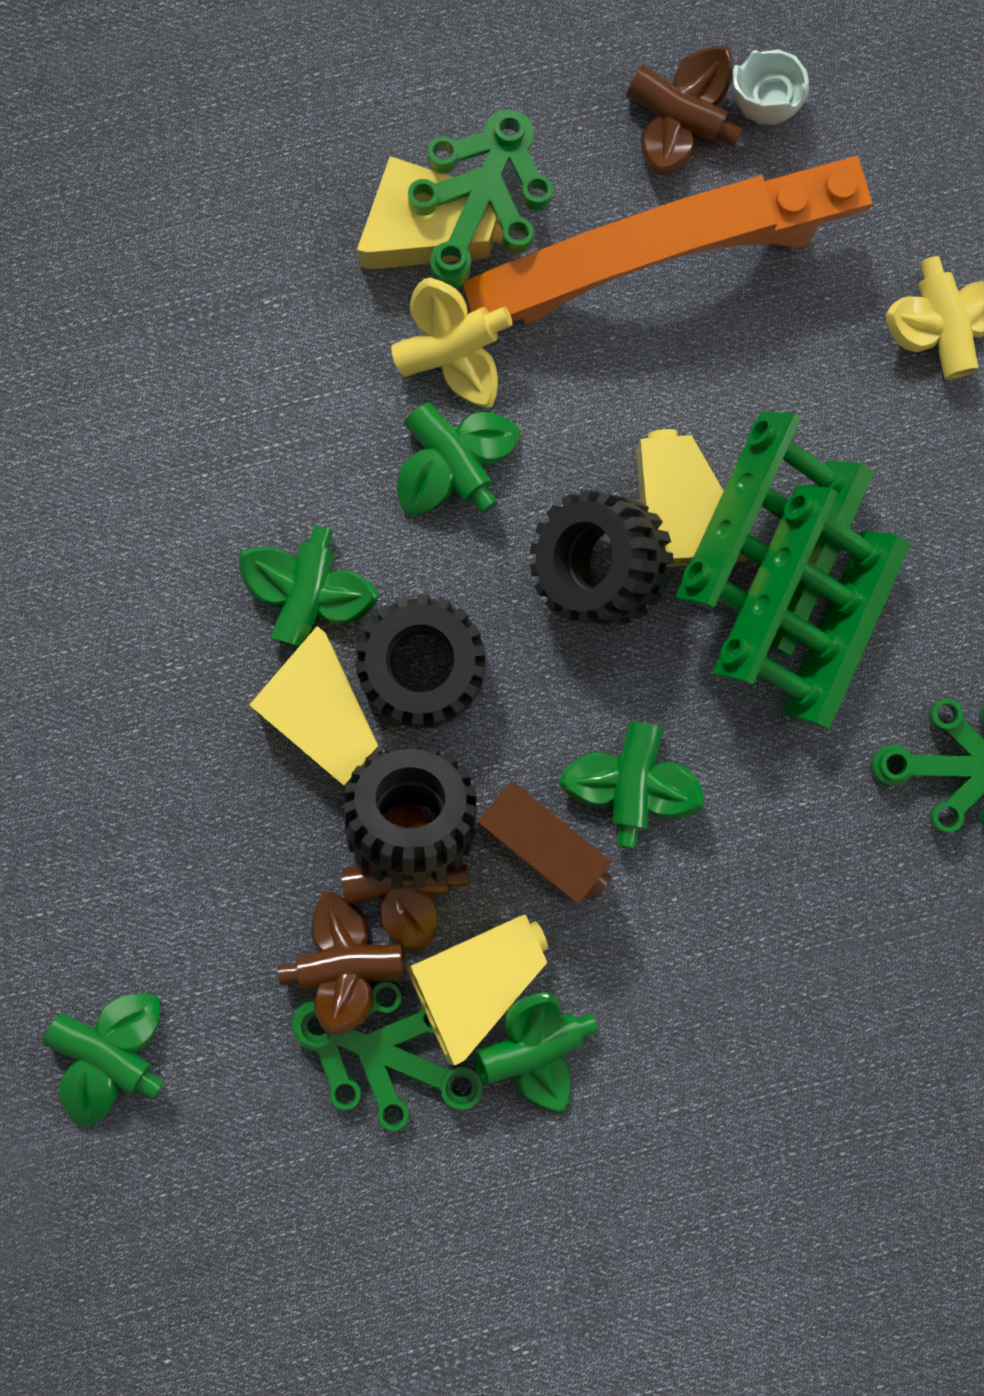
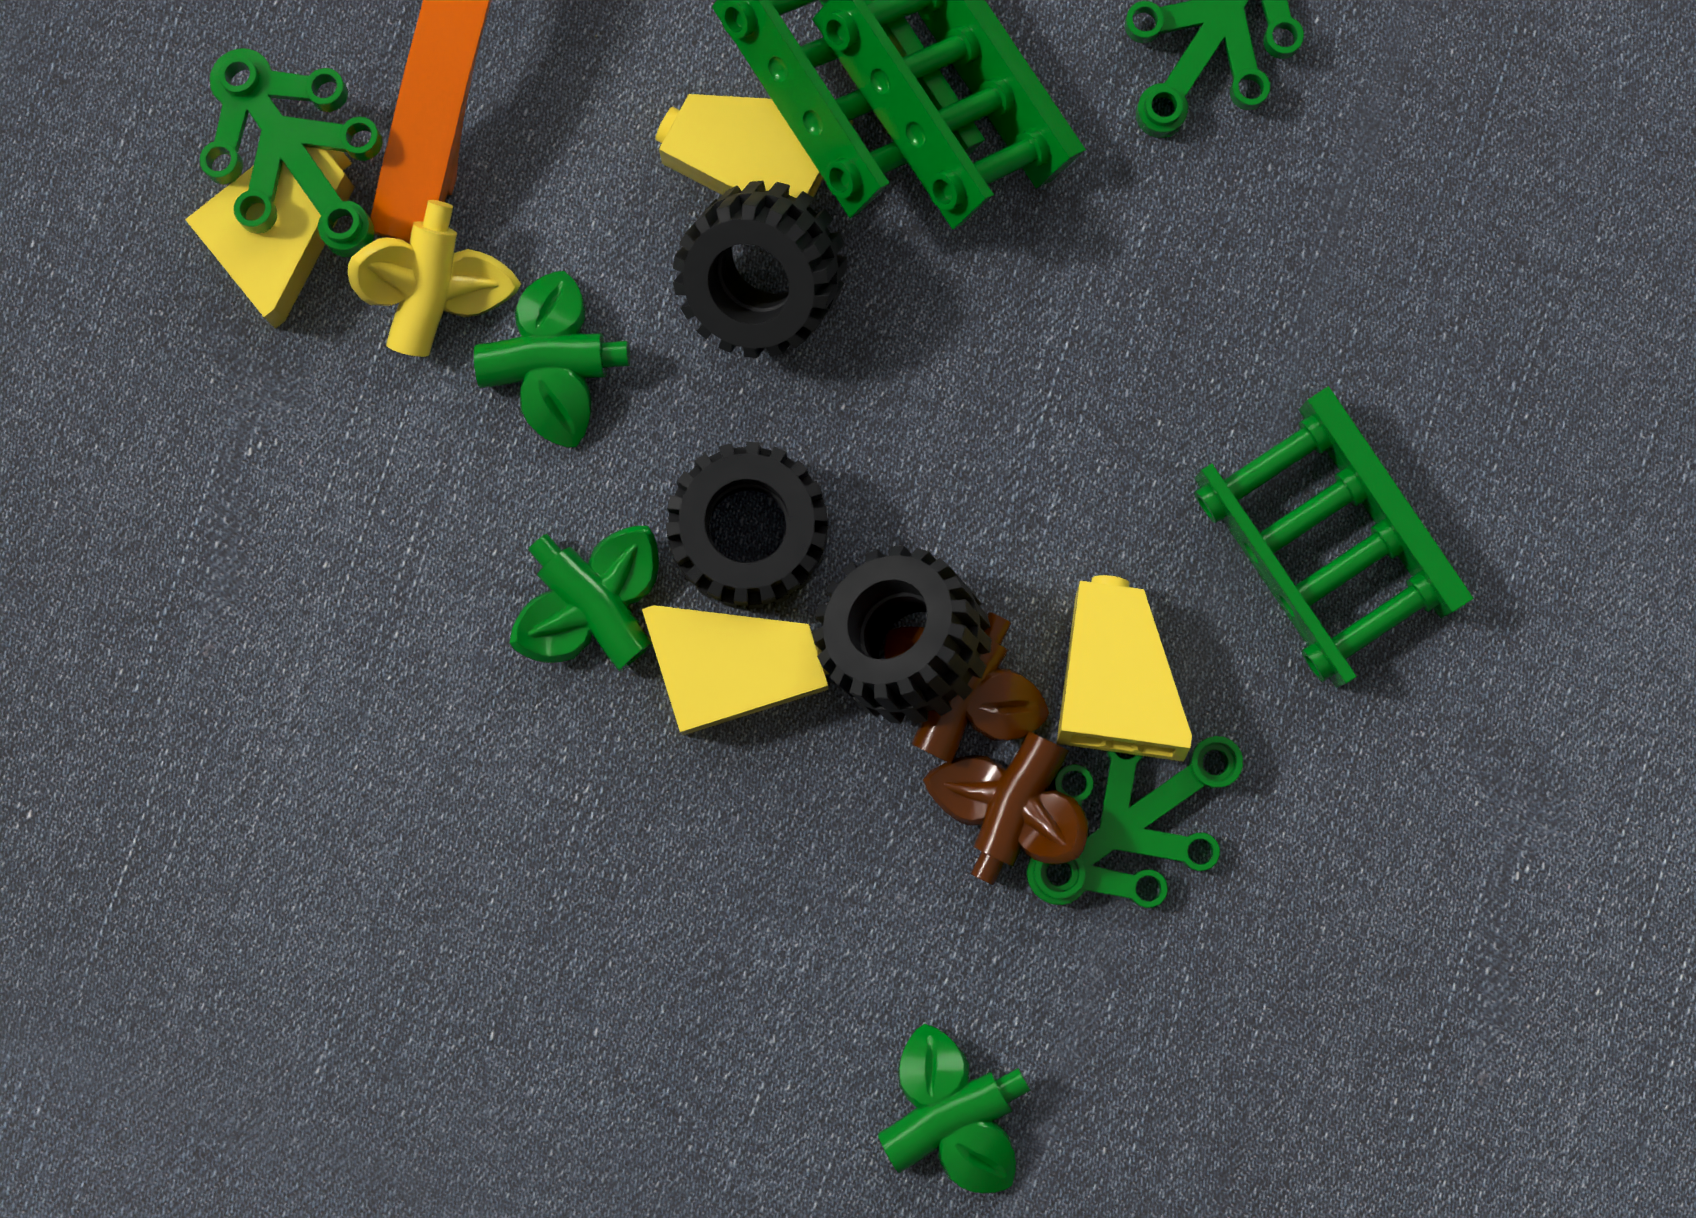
camera: 55 degrees left, 0 degrees up
(536, 1051) = (1227, 663): green plant -> none
(546, 844) = (1021, 513): reddish brown window -> none
(634, 783) = (1014, 386): green plant -> none
(699, 1113) = (1395, 534): none -> green fence

